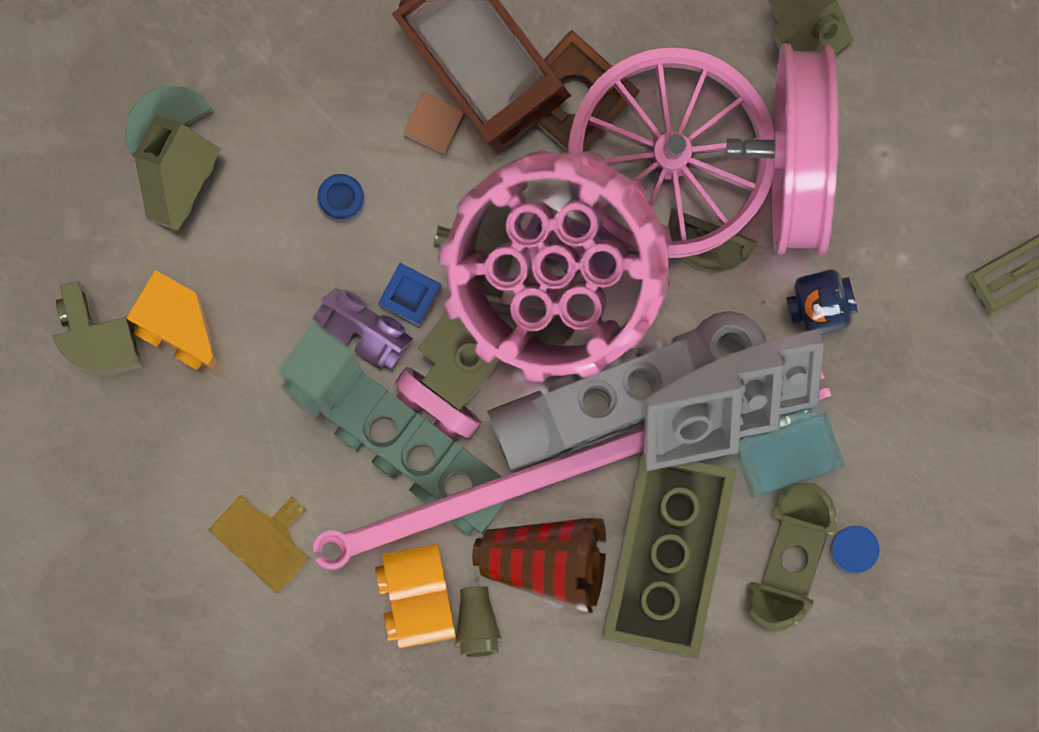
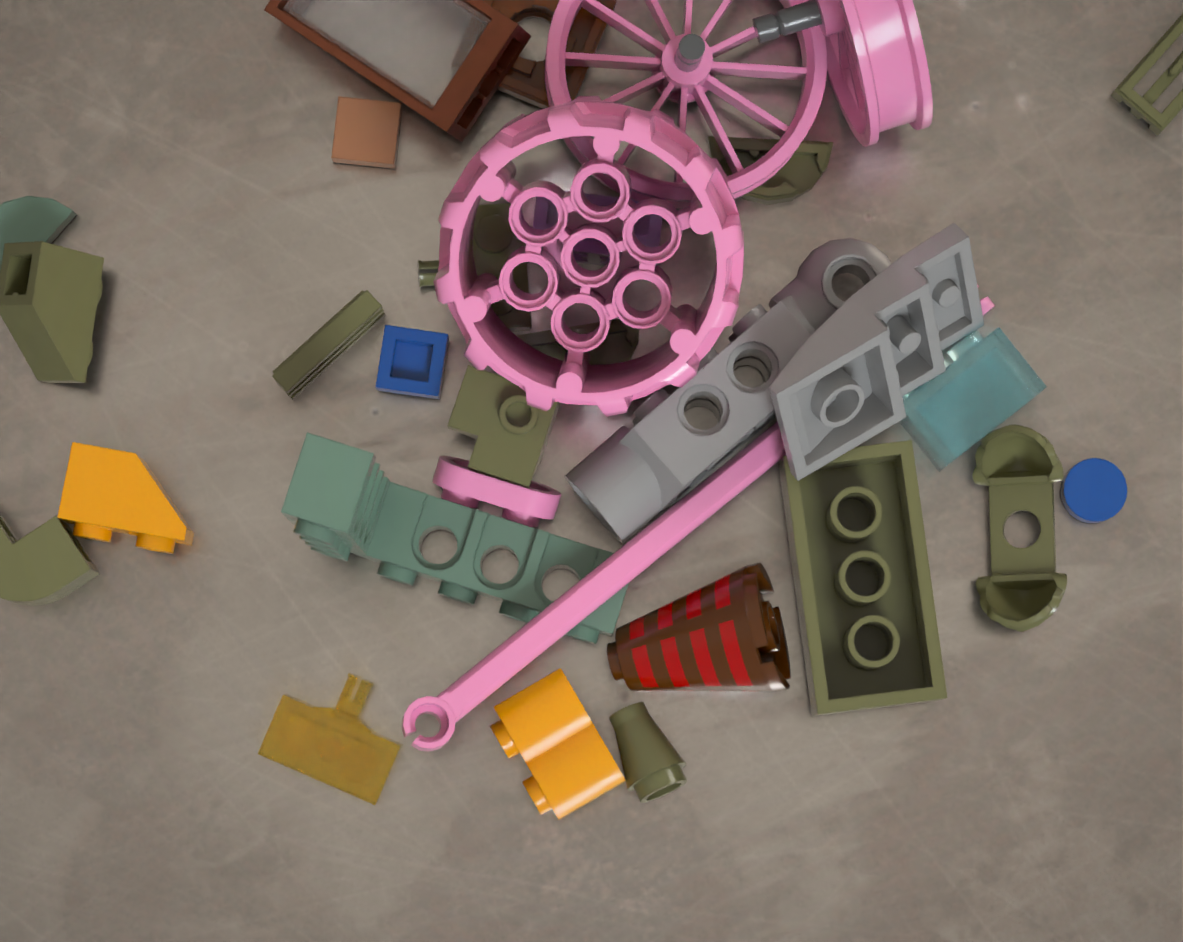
camera: 20 degrees left, 0 degrees up
(340, 197) = (279, 269): blue tile -> none
(355, 262) = (328, 344): none -> olive tile
(379, 334) = (391, 425): lavender hinge -> none
(822, 302) = (943, 188): dark blue head -> none

